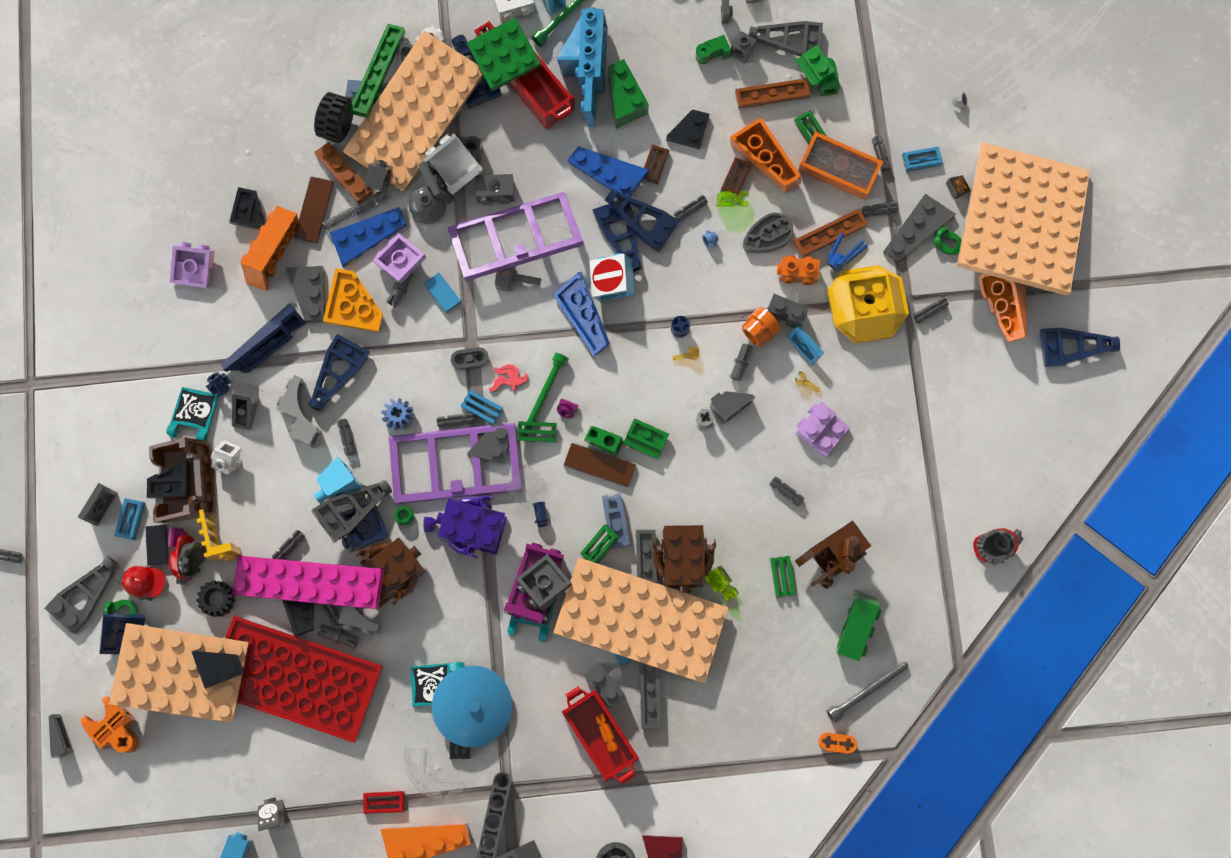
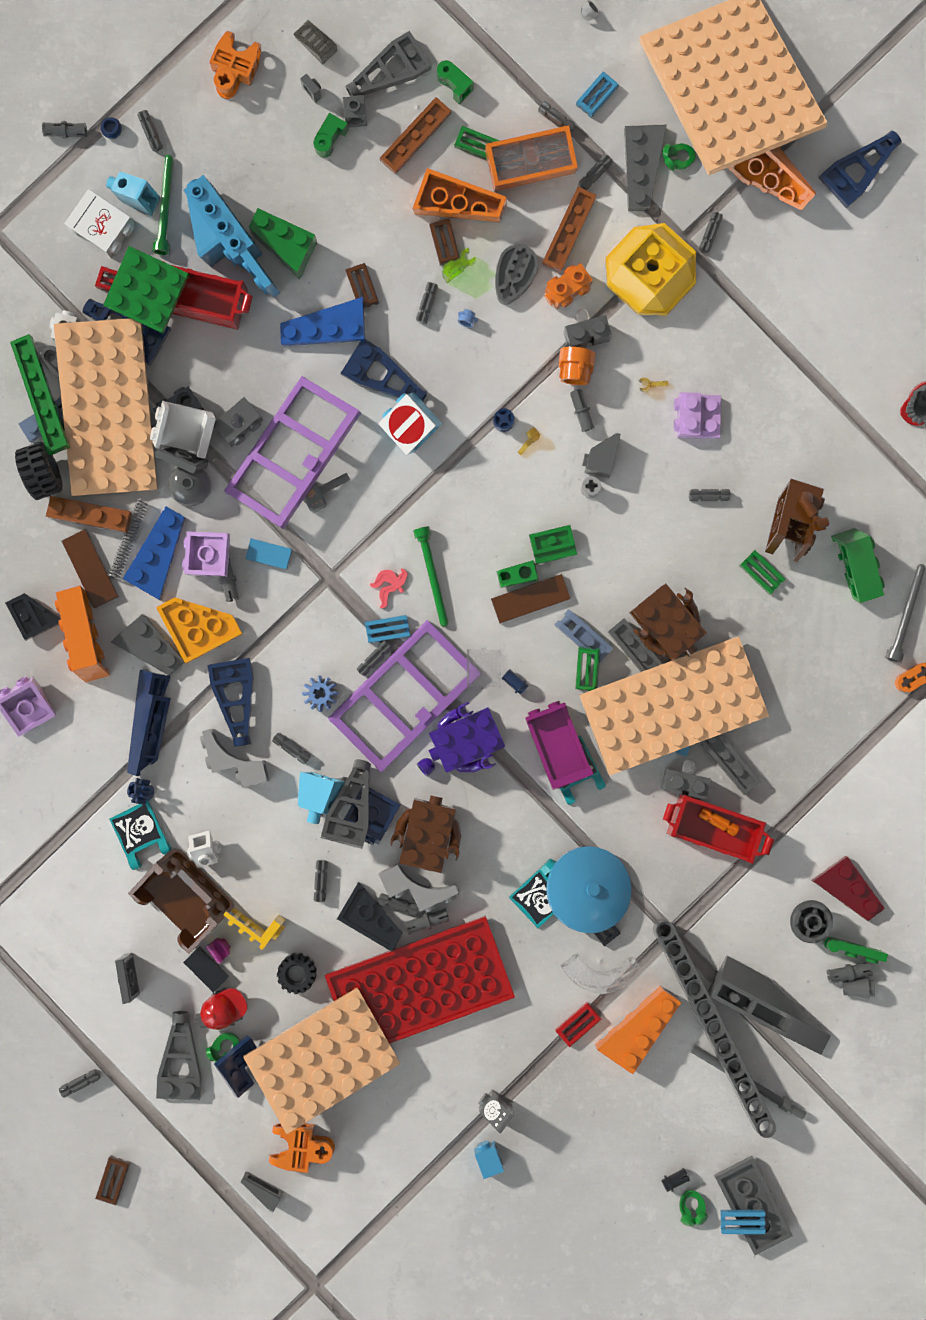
camera: 40 degrees left, 10 degrees up
(137, 519) = (176, 974): dark azure tile -> none
(169, 483) = (172, 909): black wing -> none
(186, 559) = (243, 961): dark grey hair -> none
(217, 667) = (351, 1031): black wing -> none
(244, 405) = (179, 791): dark grey slope -> none
(308, 582) = (367, 899): dark pink plate -> none
(378, 175) = (124, 492): dark grey brick -> none
(404, 516) = (398, 776): green plate -> none
(469, 357) = (339, 592): dark grey plate -> none
(492, 445) = (424, 655): dark grey wing -> none
(543, 583) = (567, 740): dark grey plate -> none
(552, 432) = (468, 602): green tile -> none
(566, 408) = (463, 572): magenta plate -> none
(580, 309) = (406, 474): wing -> none
(660, 232) = (417, 343): dark blue plate -> none
(690, 129) = (368, 228): black wing -> none
(720, 582) = (714, 618): clear neon green plate -> none
(805, 345) = (626, 351): dark azure tile -> none
(815, 66) = (436, 79): green plate -> none
(838, 261) = (596, 251): blue plant -> none
(958, 186) = (648, 96): dark brown slope -> none

